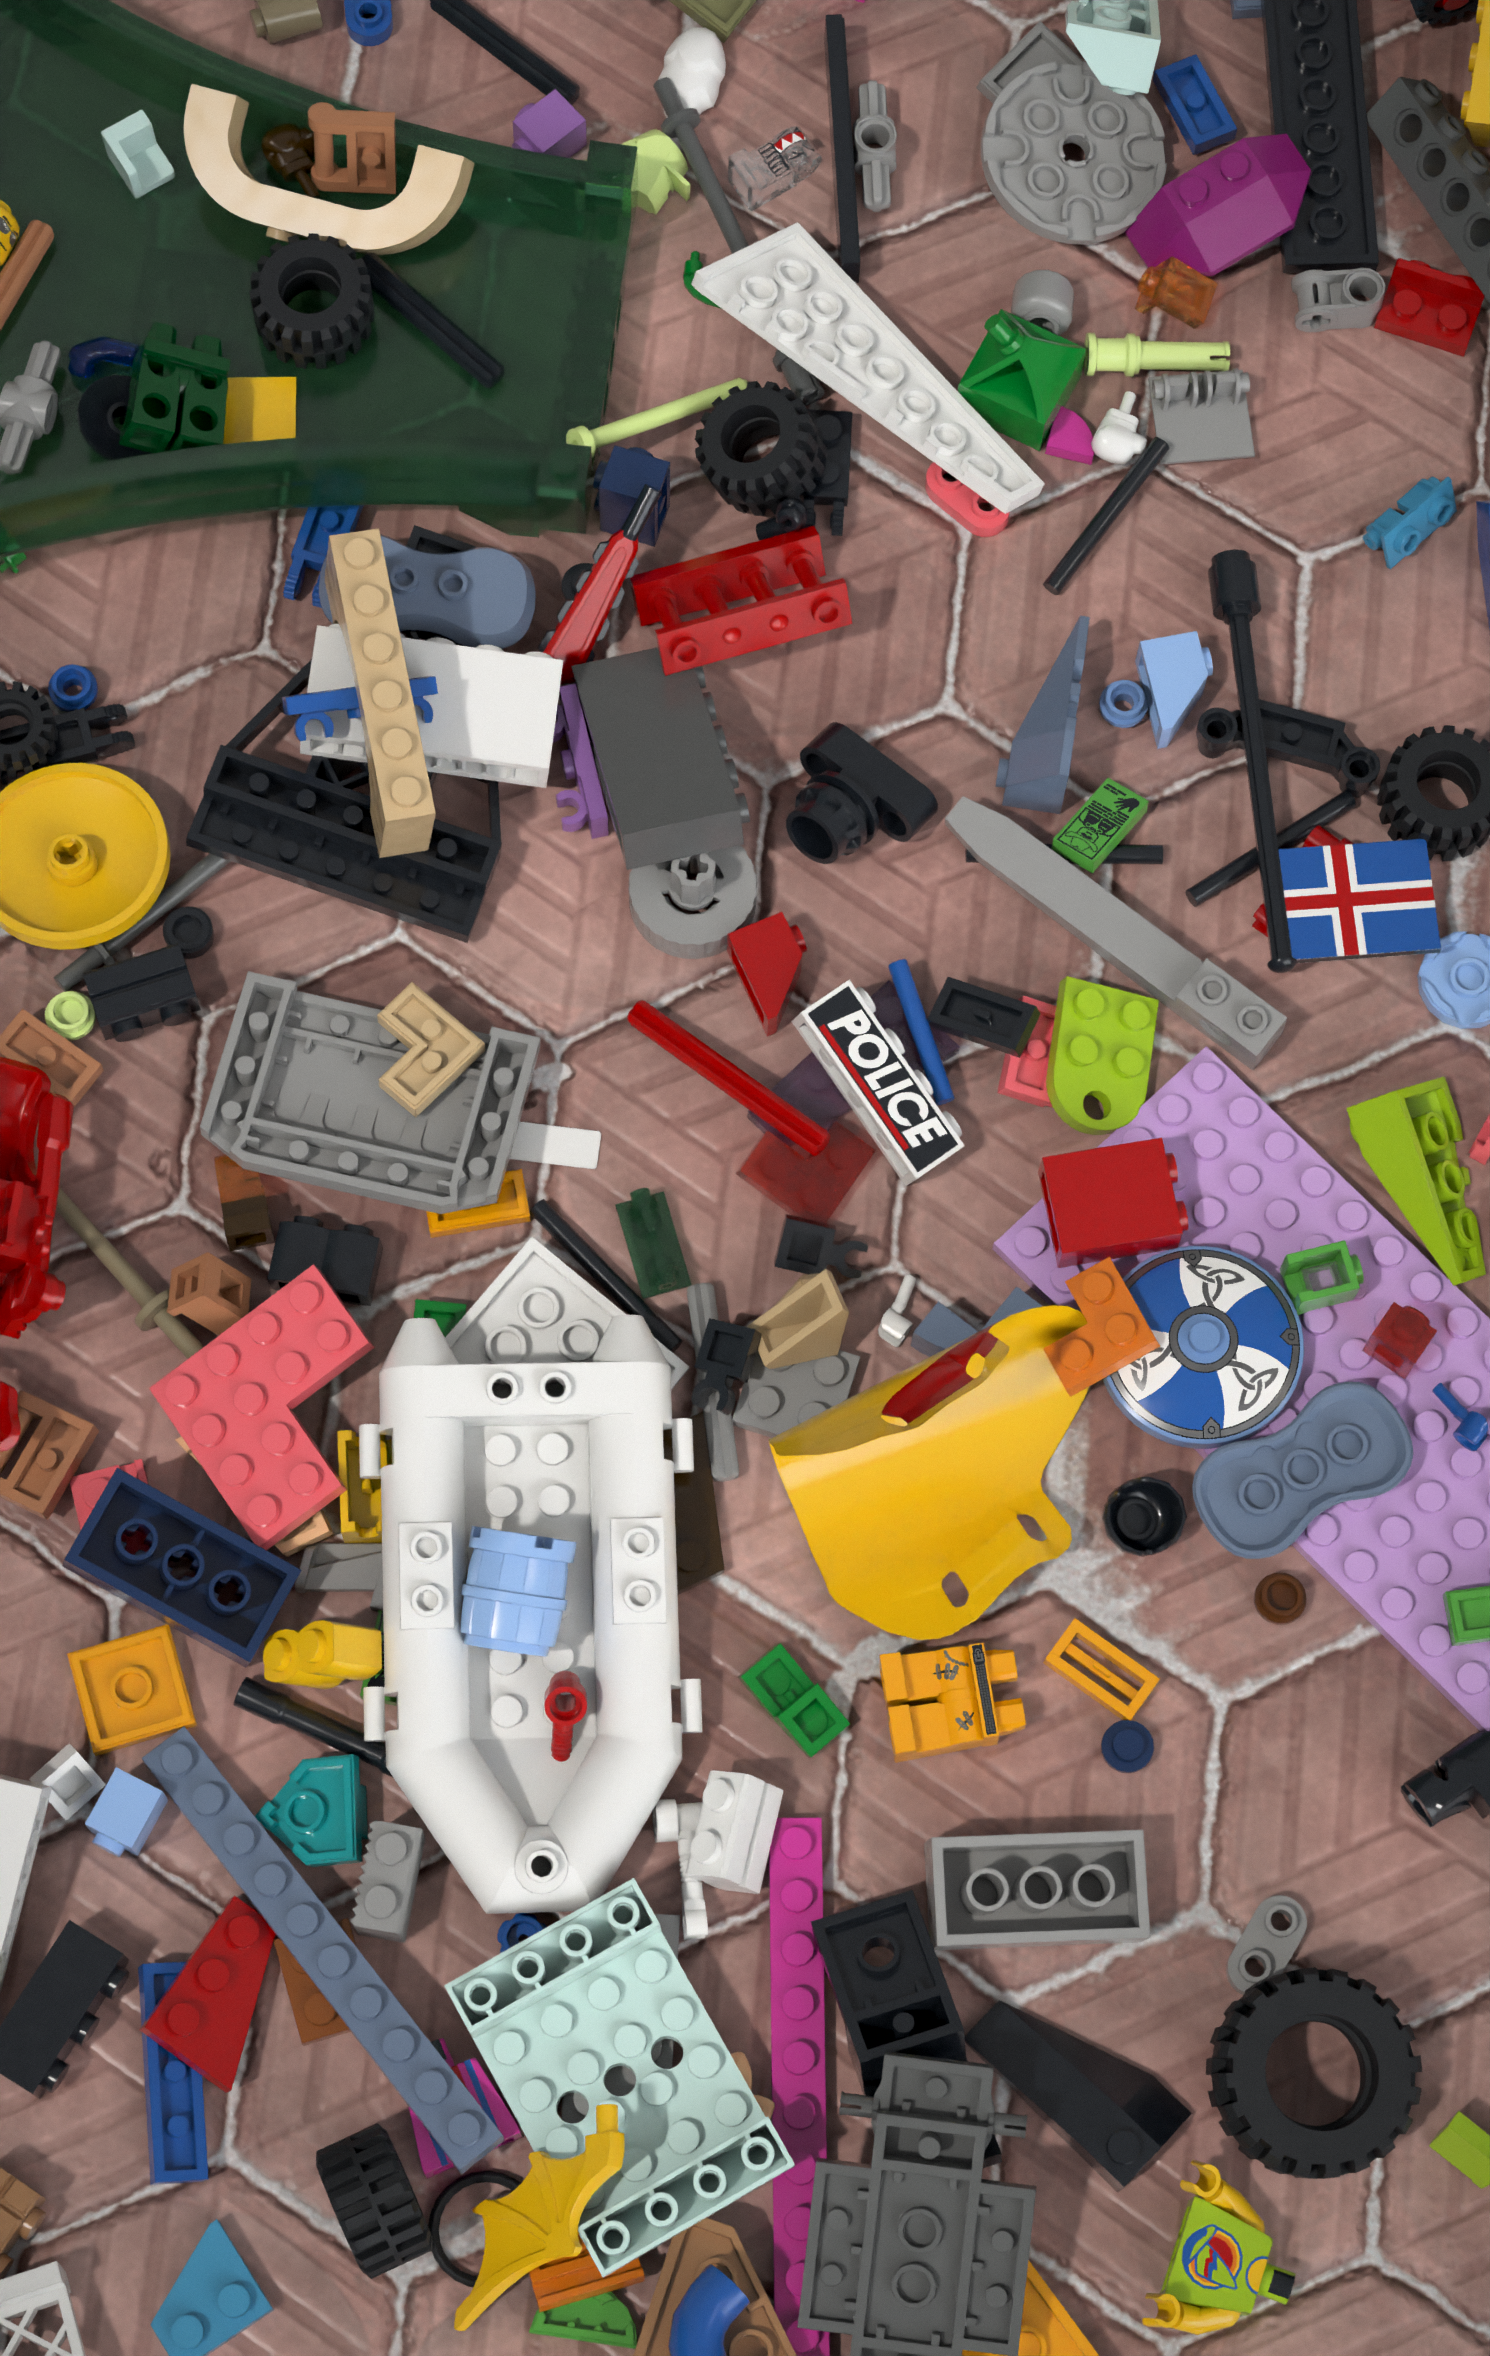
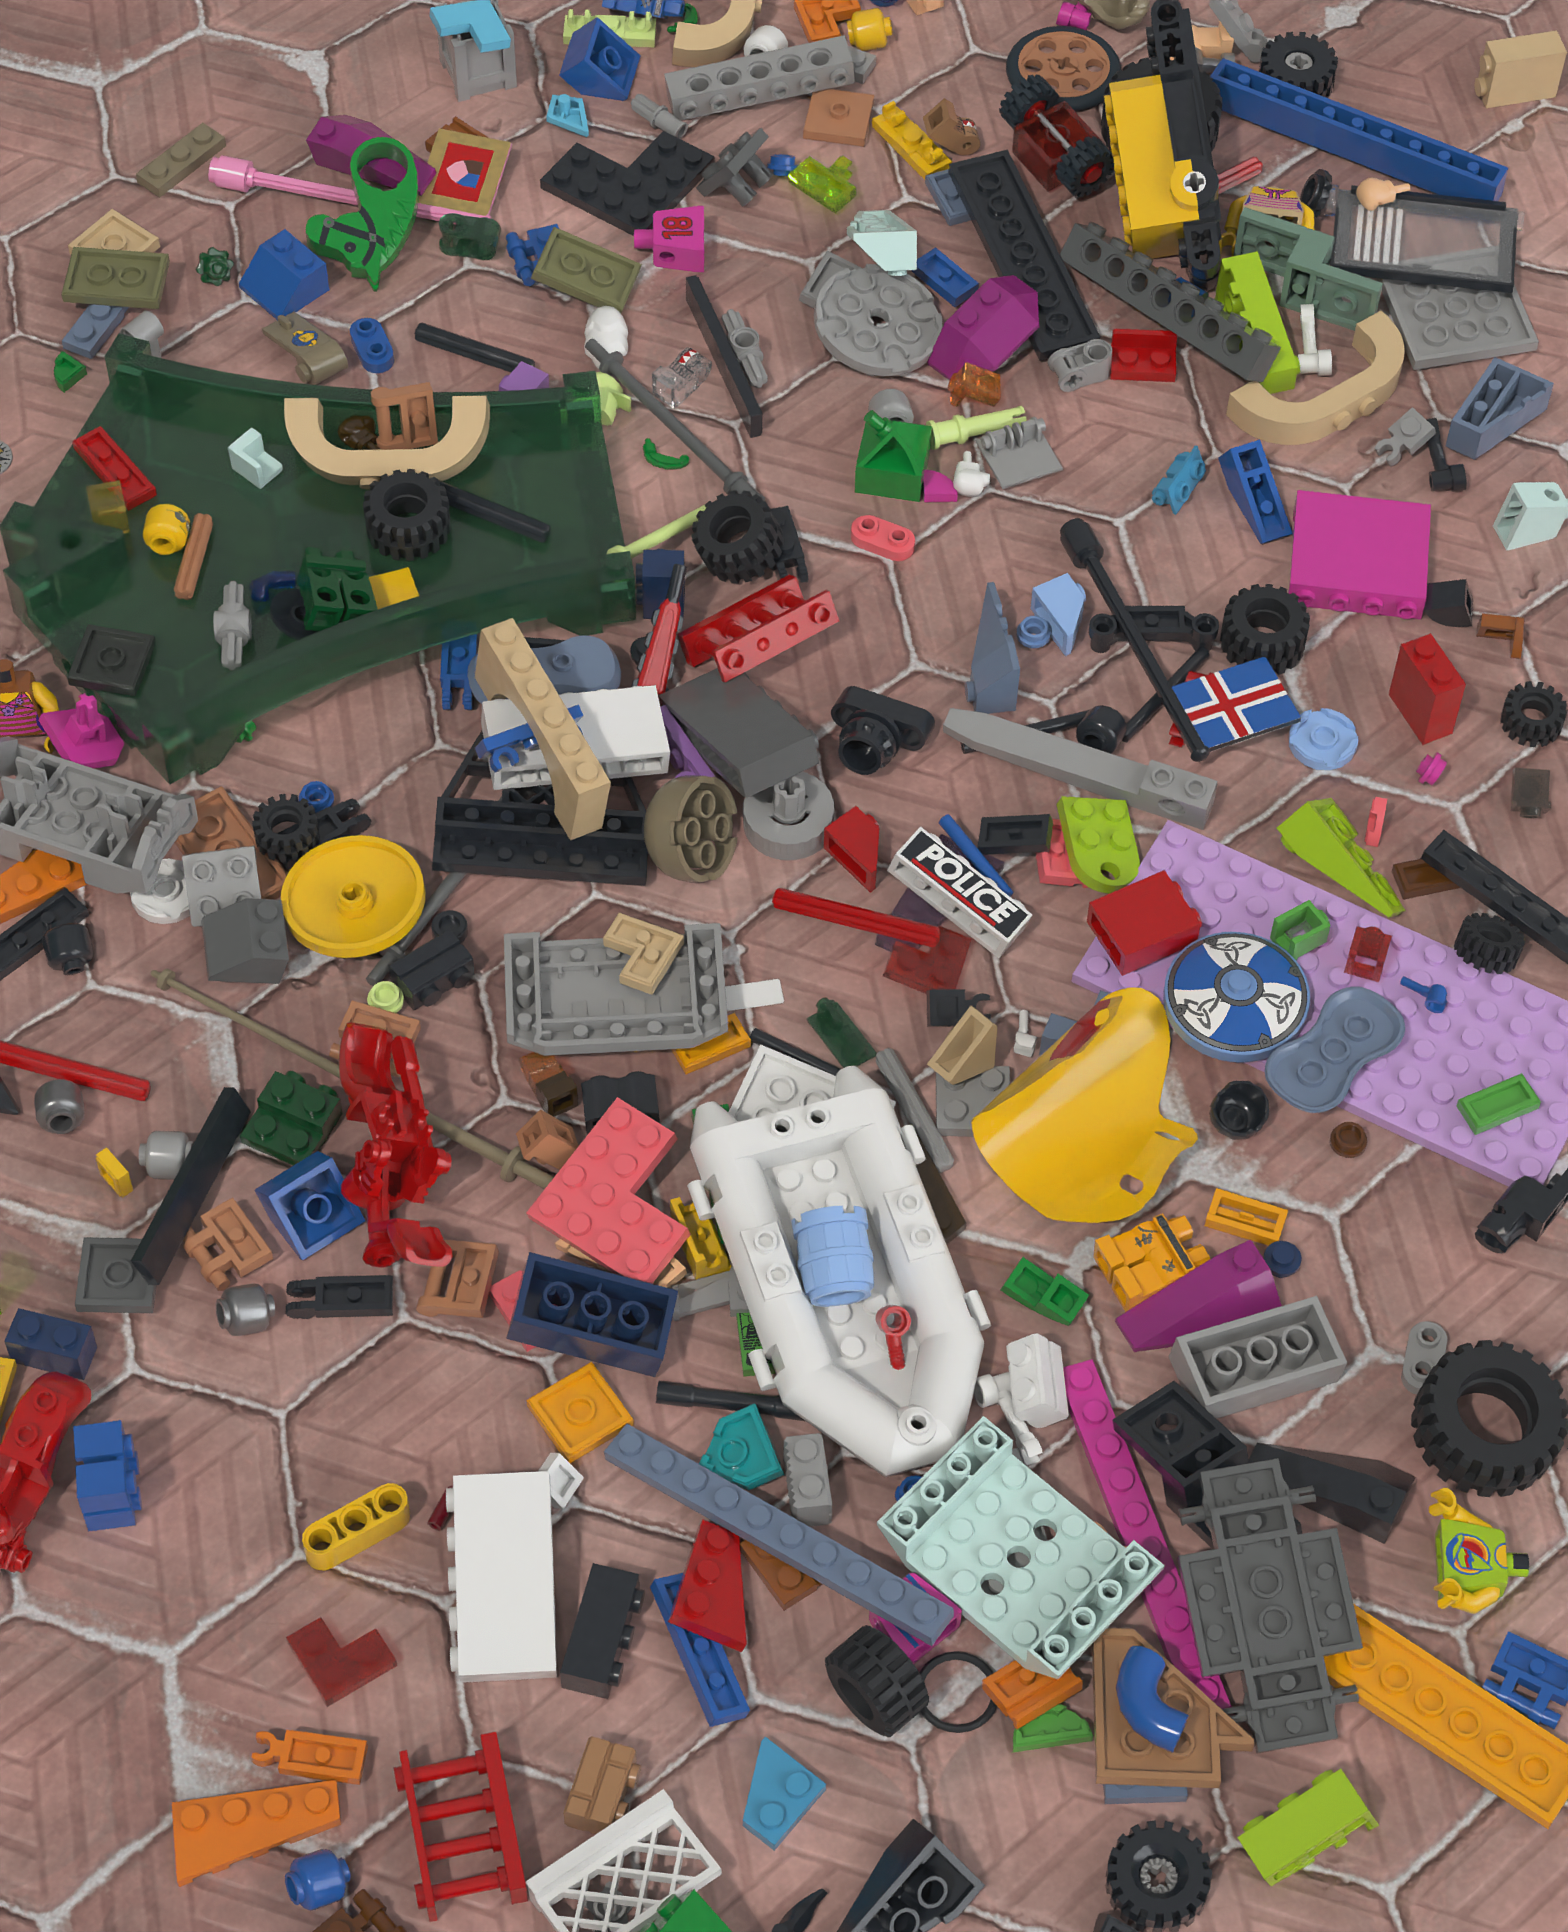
camera: 15 degrees left, 15 degrees down
(125, 1814) = (605, 1489): light blue brick -> none
(322, 1654) = (711, 1342): yellow brick -> none
(534, 863) = (683, 823): none -> dark tan cylinder
(541, 2214) = (998, 1656): yellow animal -> none
(725, 1356) = (918, 1085): black plate -> none
(789, 517) = (771, 572): black arm -> none
(830, 327) = (756, 454): white wing -> none
(1000, 1784) = (1214, 1293): none -> magenta wedge
(1100, 825) = (1047, 705): bright green tile -> none
(1106, 516) = (979, 526): black bar -> none
(1113, 1332) = (1175, 1002): orange plate -> none
(1161, 885) = (1101, 729): none -> black head

